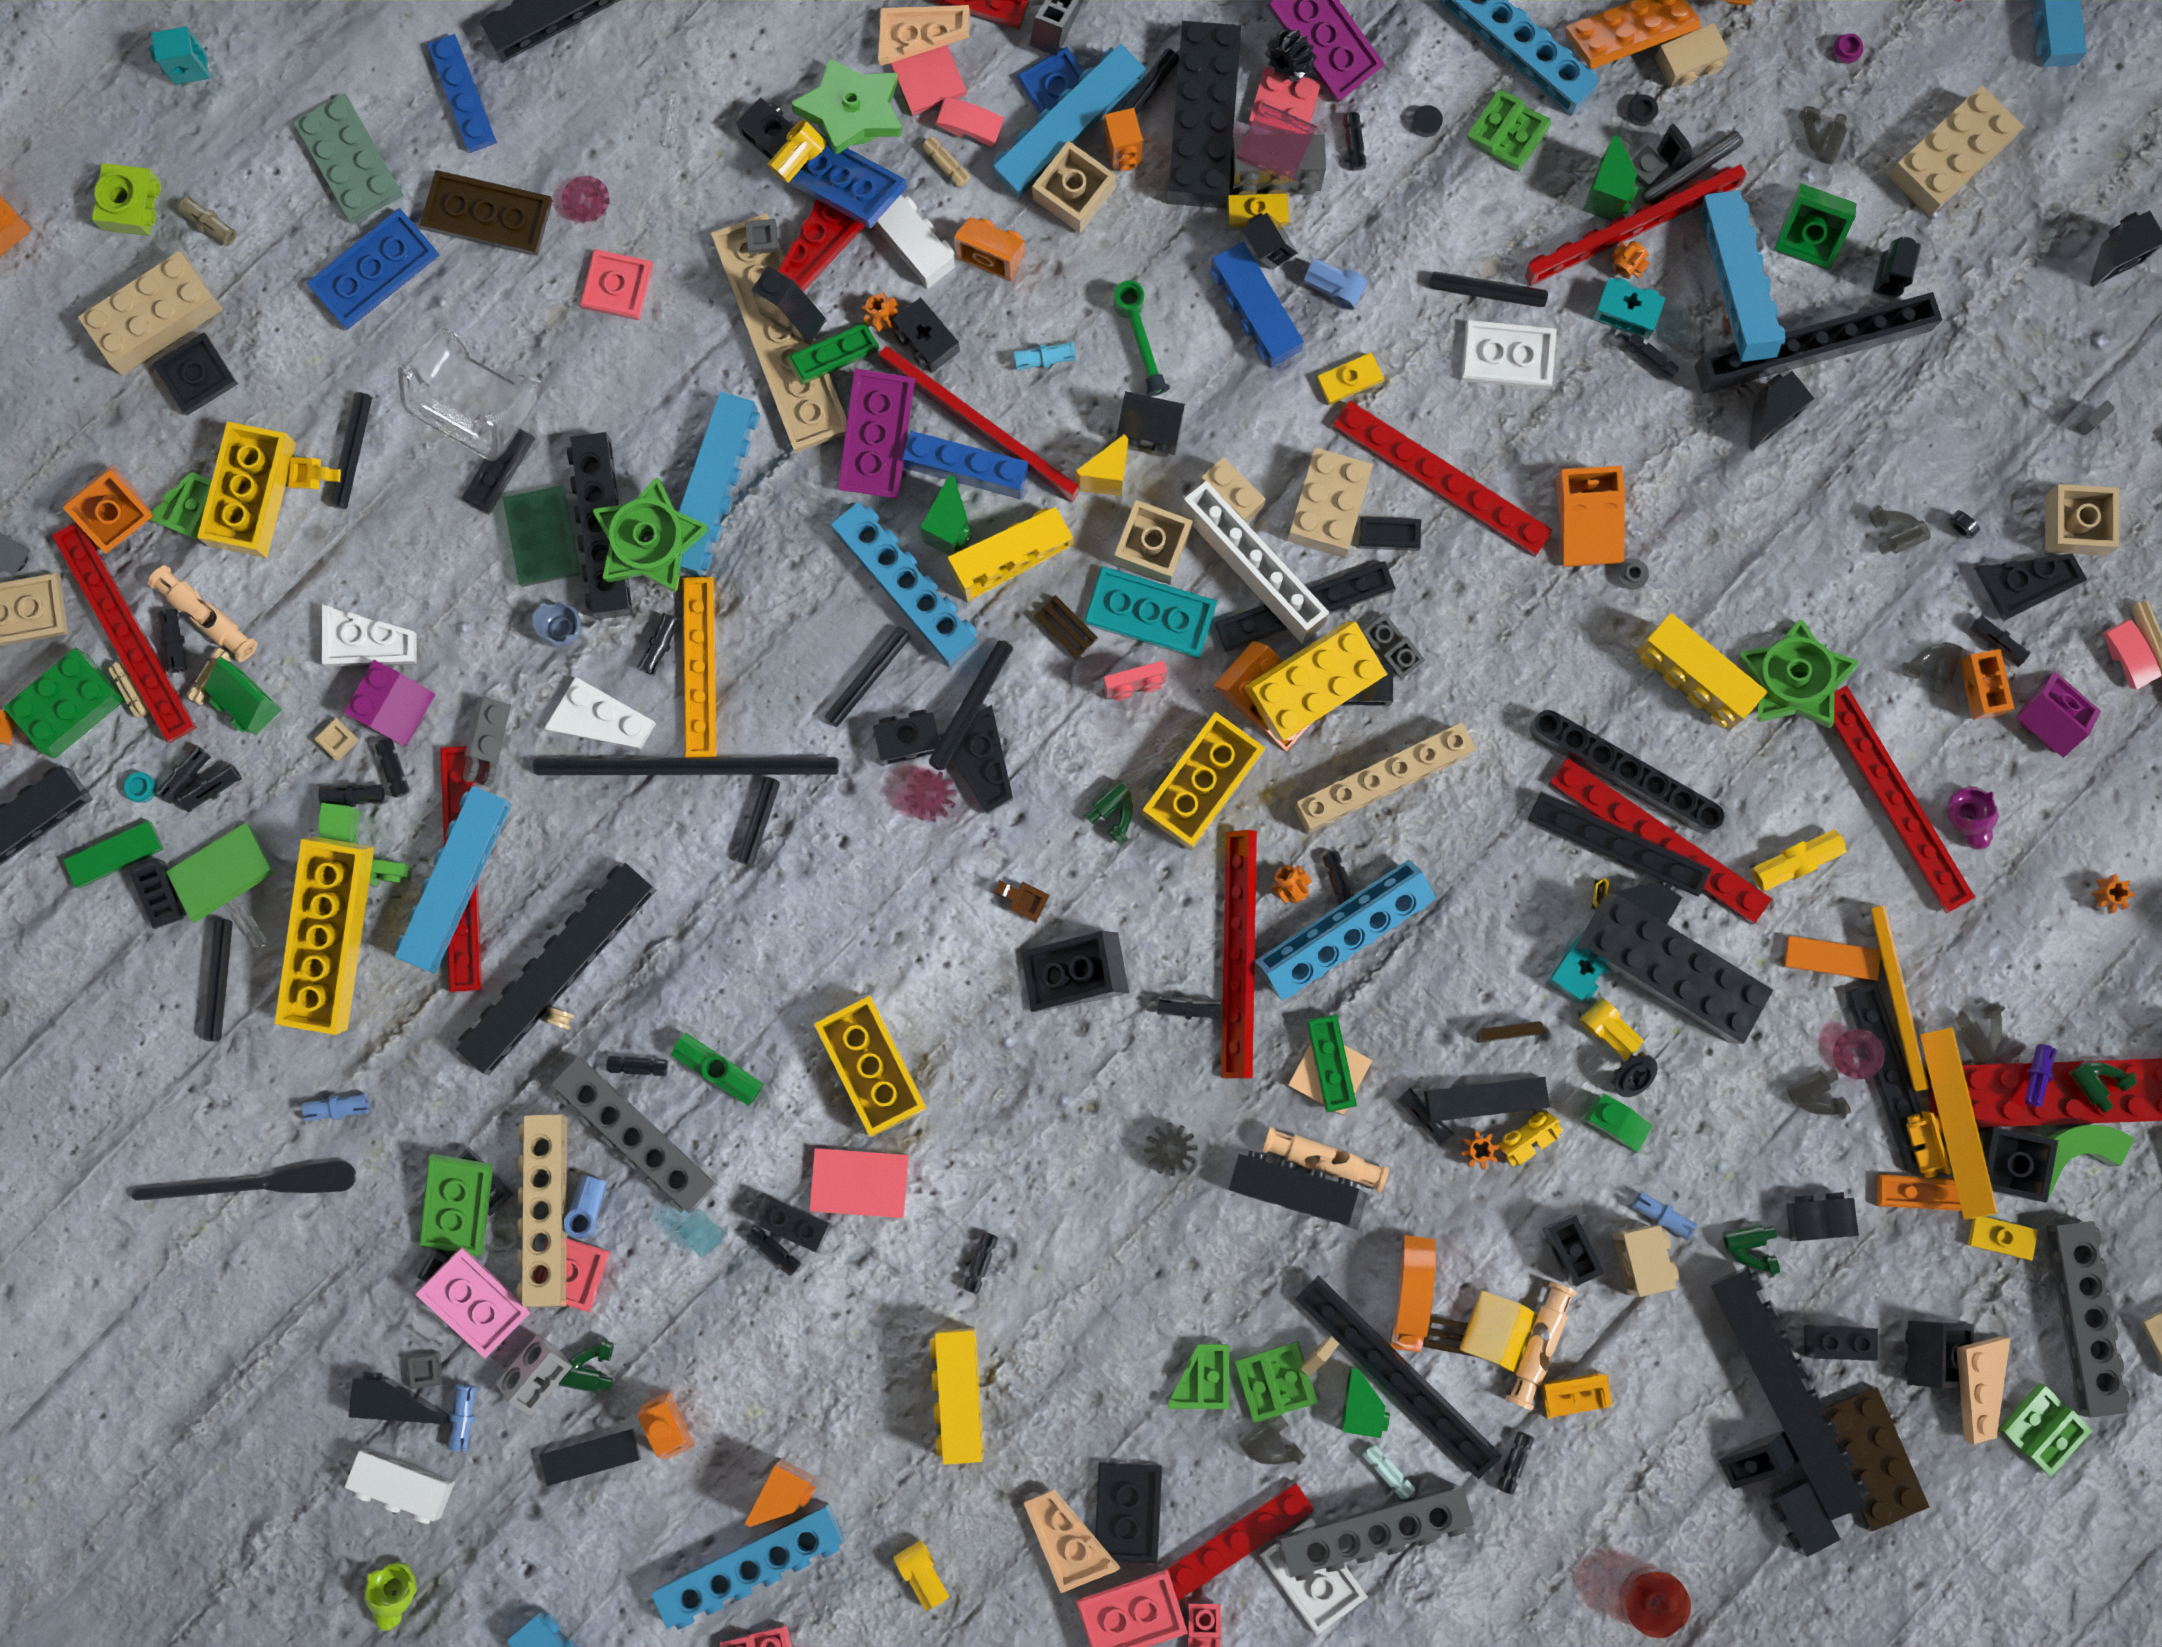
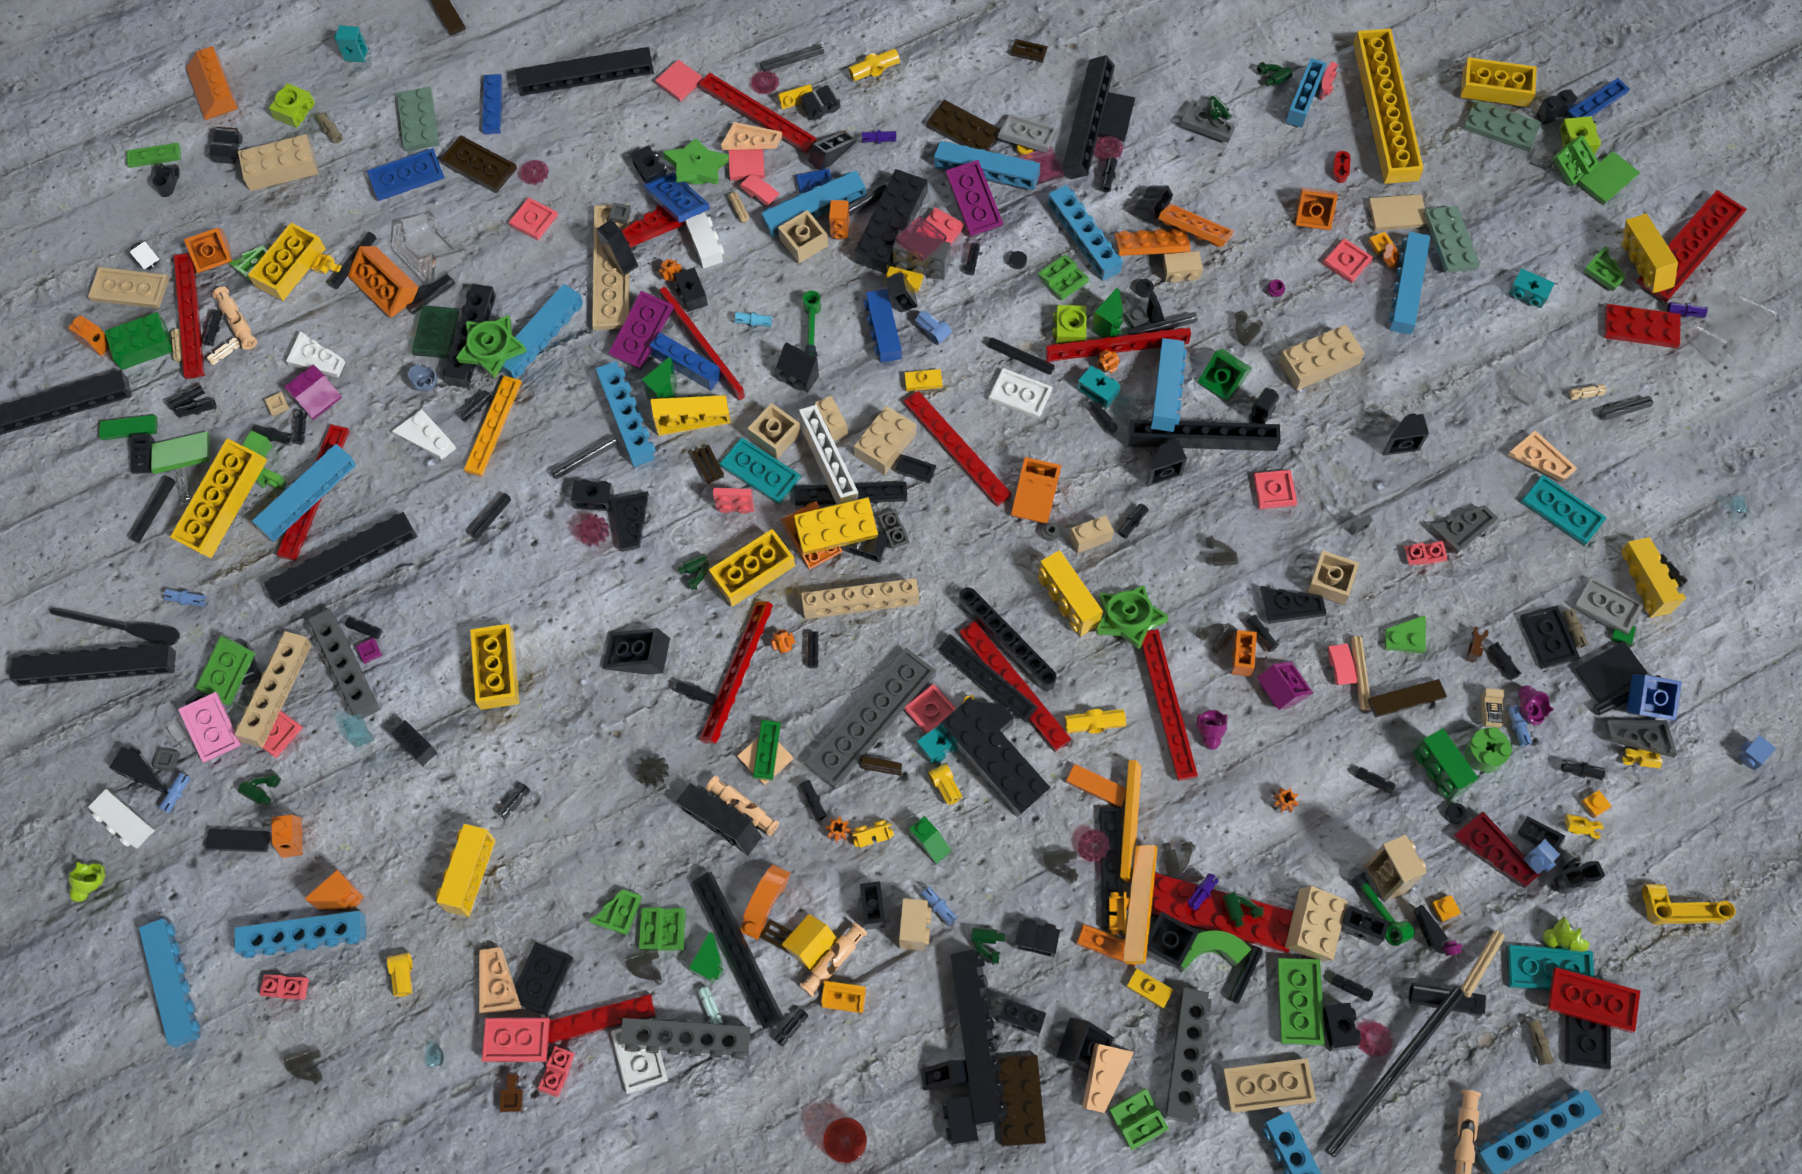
camera: 20 degrees right, 15 degrees down
(46, 307) = (225, 145): none -> black brick
(140, 787) = (158, 397): teal tile -> none
(195, 373) = (288, 199): black plate -> none
(240, 697) = (234, 364): green slope -> none
(242, 1262) = (93, 665): none -> black brick
(418, 474) = (382, 280): none -> orange slope
(486, 739) = (358, 425): dark grey hinge -> none
(533, 1375) = (225, 779): light grey brick -> none
(559, 1018) = (330, 587): tan bush -> none
(586, 1203) = (299, 695): medium blue piece -> none
(661, 1099) = (369, 650): none -> magenta tile
(688, 766) = (462, 474): black axle -> none
(700, 1058) = (412, 650): green piece -> none
(773, 1250) = (395, 755): black axle -> none
(802, 145) = (659, 173): yellow piece -> none
(832, 353) = (634, 283): green tile -> none
(859, 1183) = (462, 733): coral tile -> none
(970, 705) = (634, 487): black axle -> none
(989, 247) = (743, 254): orange slope -> none
(1026, 900) = (624, 604): reddish brown plate -> none
(1105, 471) = (762, 384): yellow slope -> none
(1290, 55) = (949, 201): black gear -> none
(1319, 1356) = (693, 919): tan tile -> none
(1326, 941) = (811, 667): dark azure brick -> none
(1465, 961) = (870, 718): none -> dark grey plate
(1486, 1099) = (853, 800): black tile -> none
(1543, 229) = (1066, 316): none -> lime brick
(1549, 919) = (929, 708): none -> coral tile
(1641, 1069) = (956, 817): black gear -> none
(1698, 561) = (1091, 534): none -> tan brick
(1751, 517) = (1133, 521): none -> black pin
(1947, 396) = (1274, 489): none -> coral tile
(1964, 524) = (1261, 561): black tile -> none
(2131, 1175) = (1245, 974): none -> black axle

